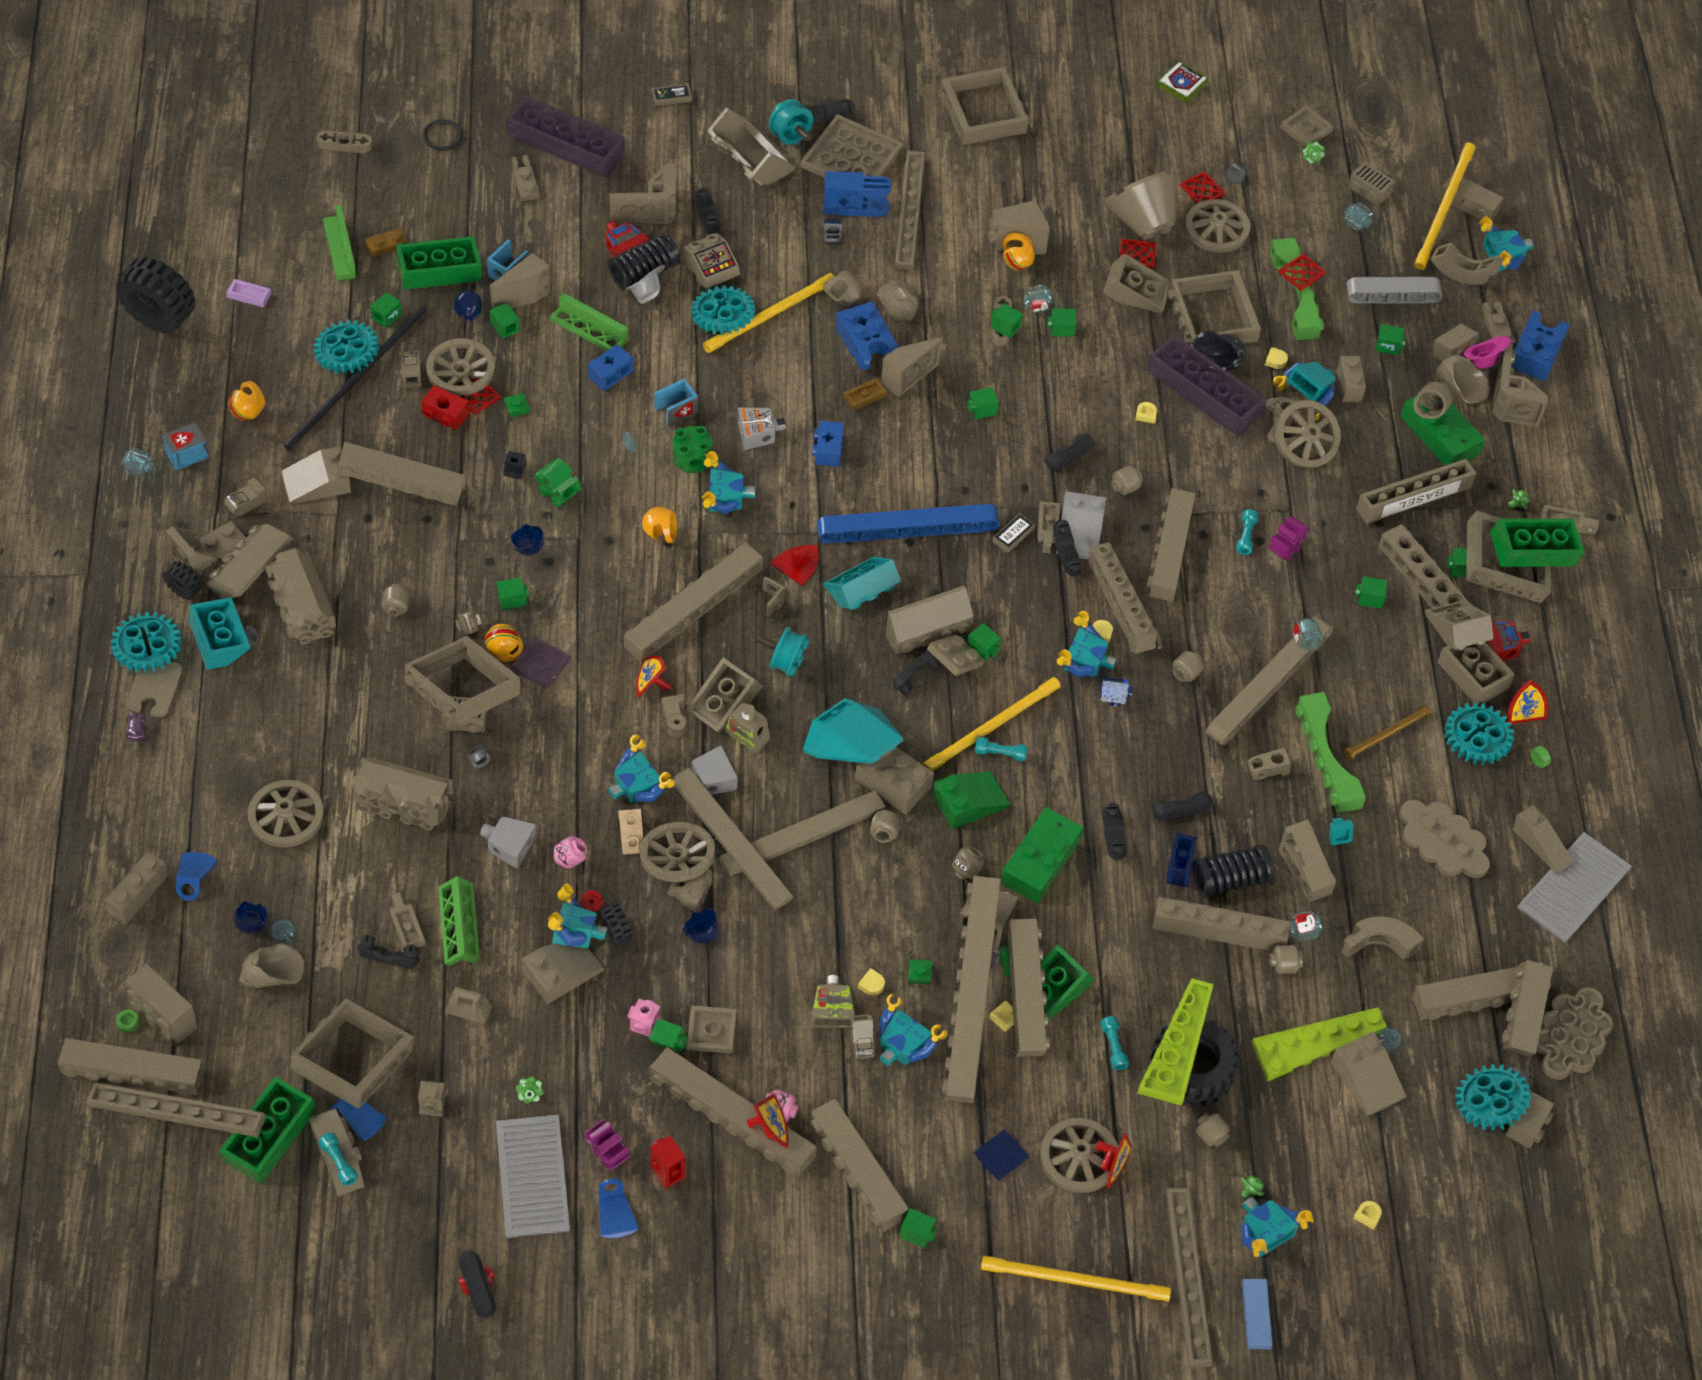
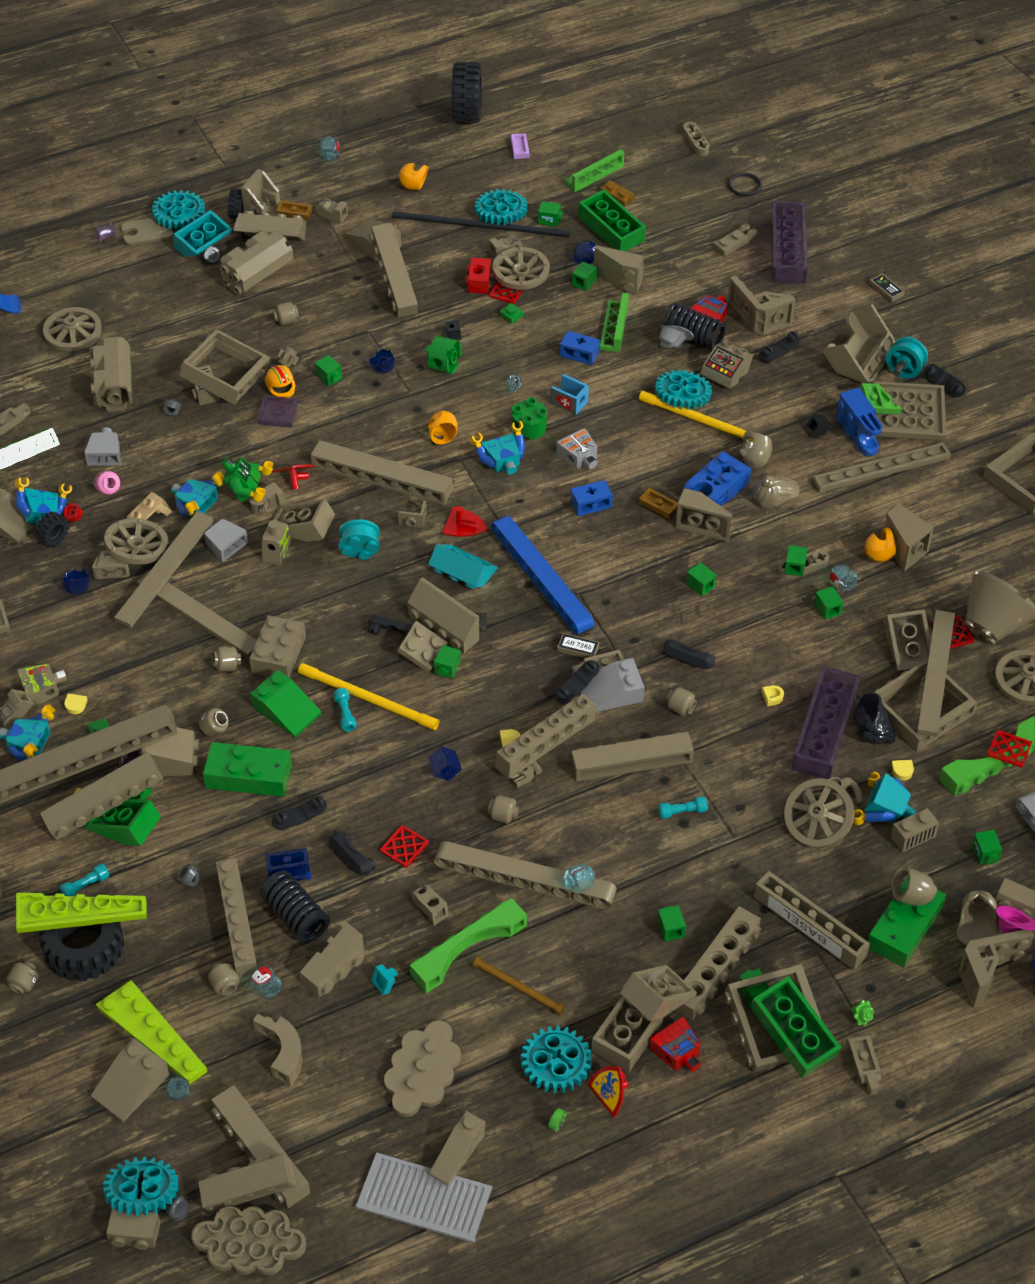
camera: 70 degrees right, 5 degrees down
(185, 446) = (355, 164): piece -> none
(234, 530) = (292, 208): none -> pearl gold plate
(500, 257) = (647, 250): dark azure piece -> none
(646, 723) = (244, 477): none -> green torso
(821, 165) = (879, 399): none -> bright green wing
(851, 733) = (302, 603): teal wedge -> none
(1087, 650) = (475, 733): torso -> none
(1148, 950) = (187, 874): none -> dark grey tile
(1195, 281) = (936, 673): none -> dark tan tile
(1200, 756) = (423, 844): none -> red window
(1288, 538) = (687, 835): magenta gear -> none

